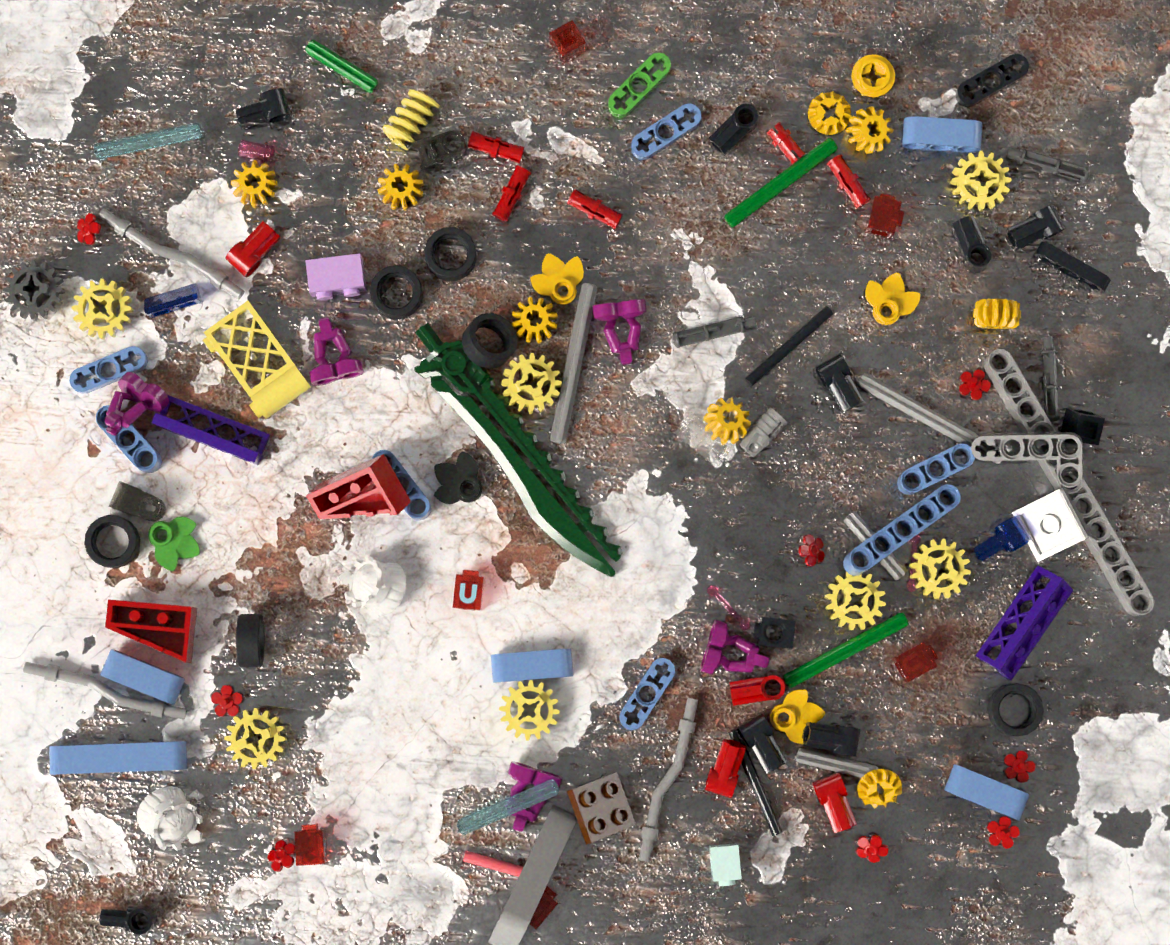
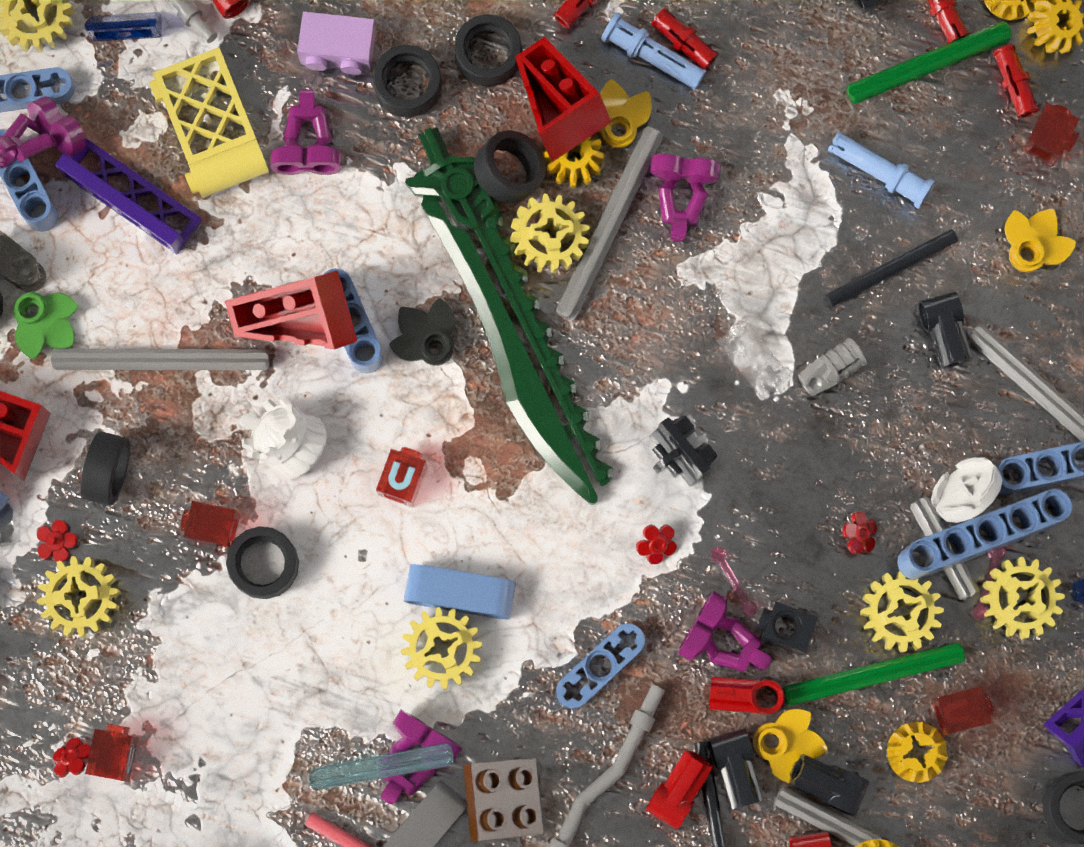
camera: 15 degrees right, 5 degrees down
(267, 548) = (160, 359): none -> light grey axle
(337, 662) = (210, 525): none -> clear red brick
(366, 666) = (238, 548): none -> black tyre
(514, 282) = (560, 99): none -> red wedge
(561, 221) = (639, 44): none -> light blue pin
(664, 524) = (677, 452): none -> black hips
(666, 593) = (657, 542): none -> red plant
(712, 331) = (798, 225): dark grey piece -> none
(727, 431) = (789, 340): yellow gear -> none
(777, 277) = (897, 177): none -> light blue pin
(876, 697) = (901, 743): none -> yellow gear
(881, 500) = (966, 490): none -> white tile

